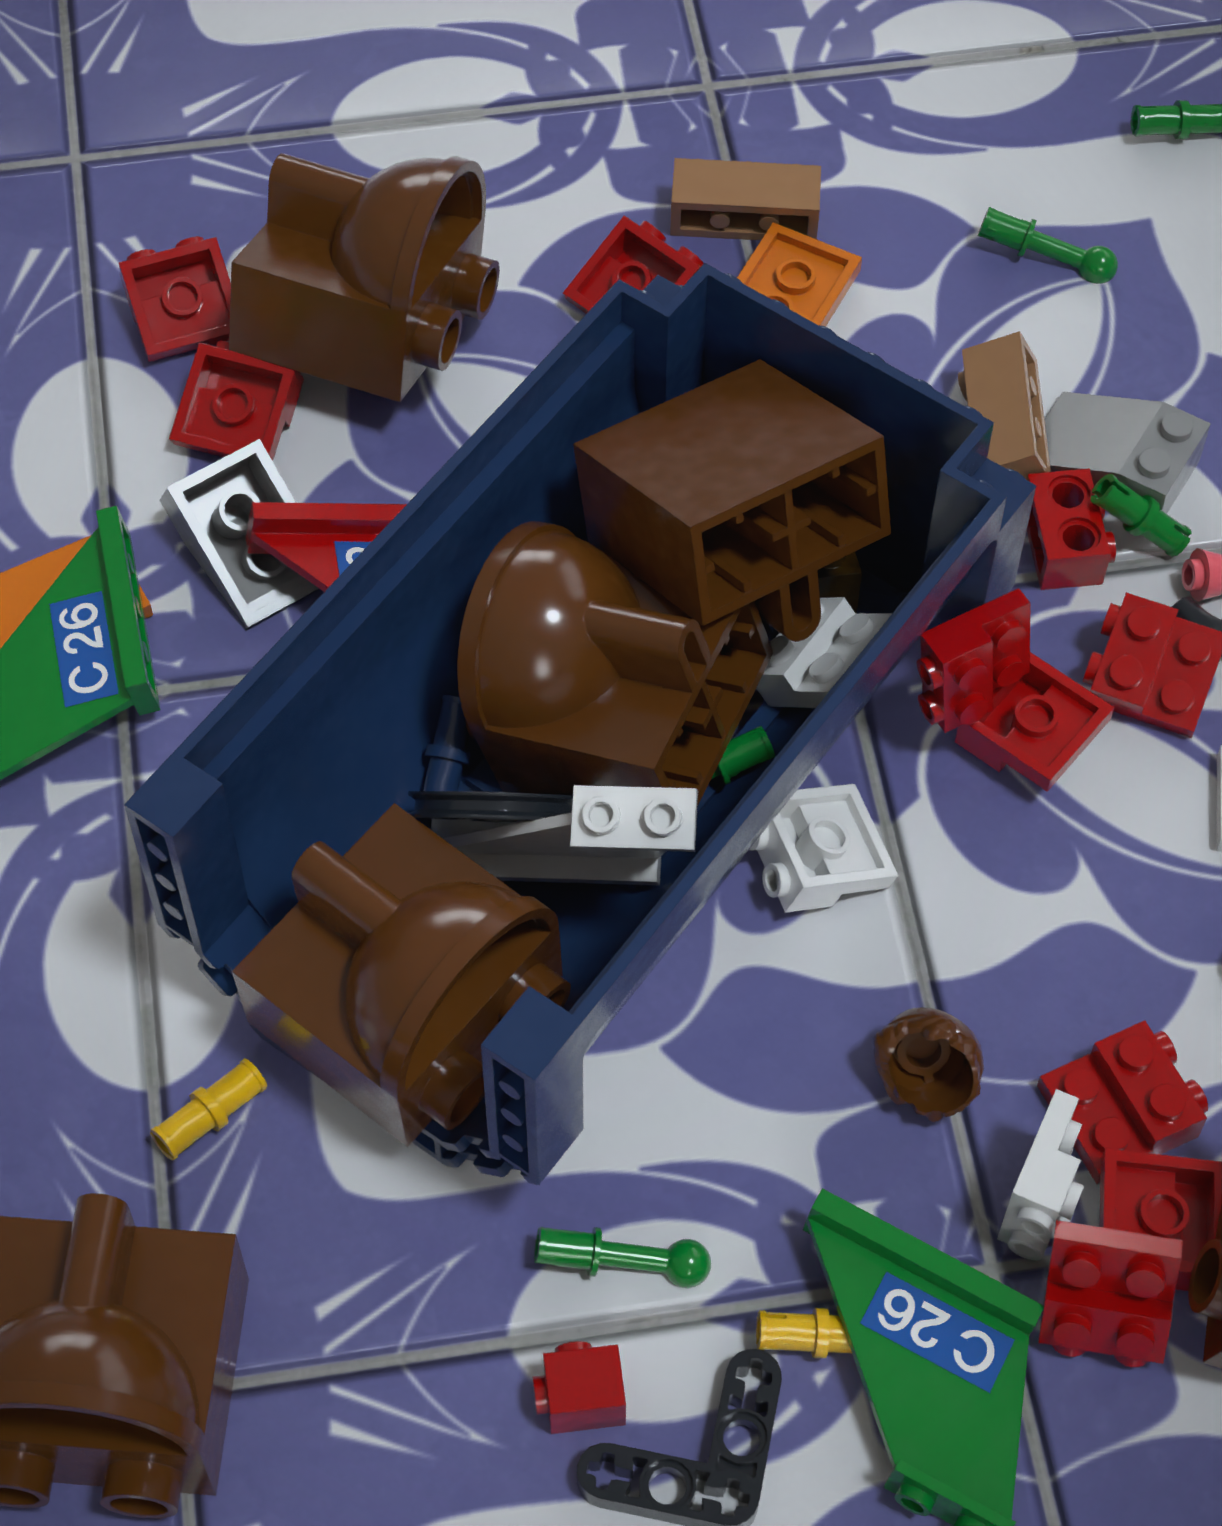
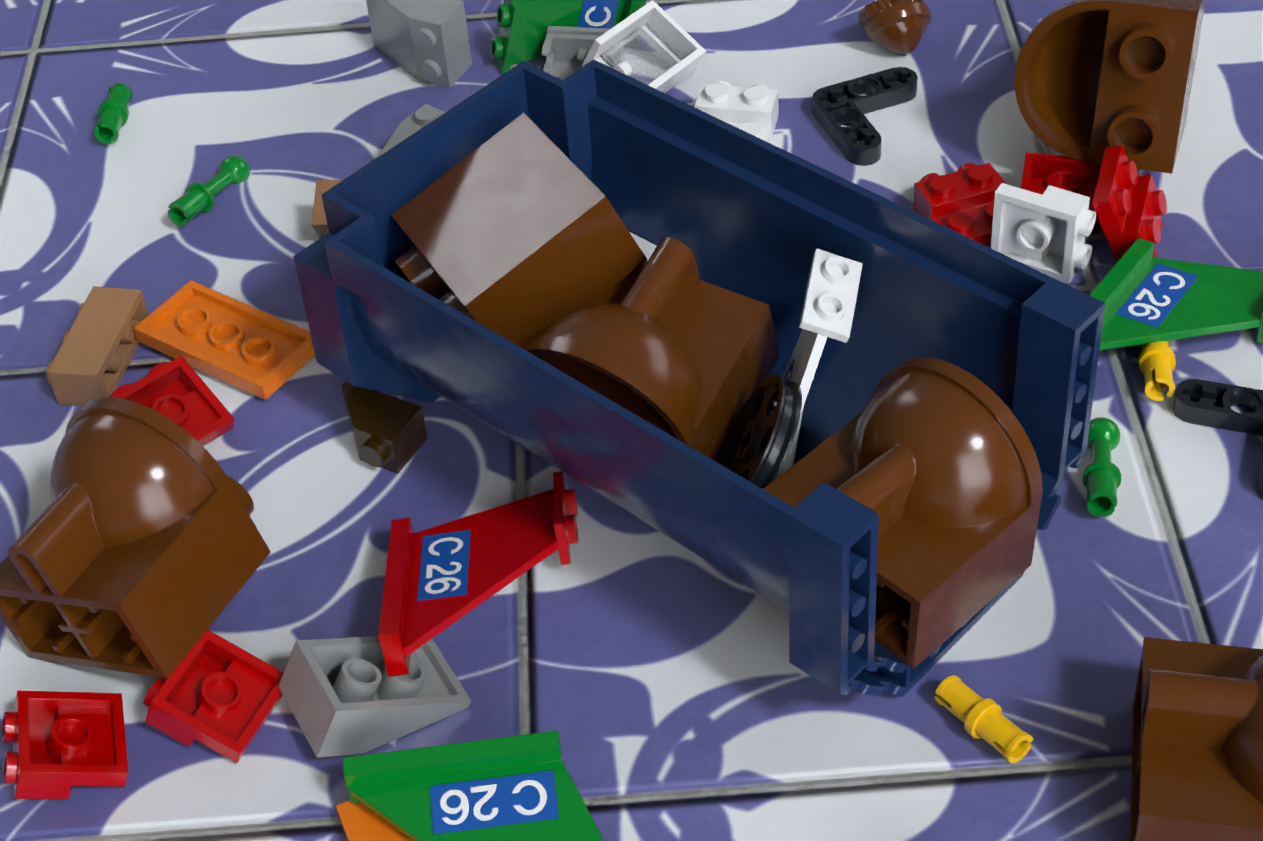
camera: 80 degrees left, 15 degrees down
(581, 1388) = (1217, 483): red brick -> none

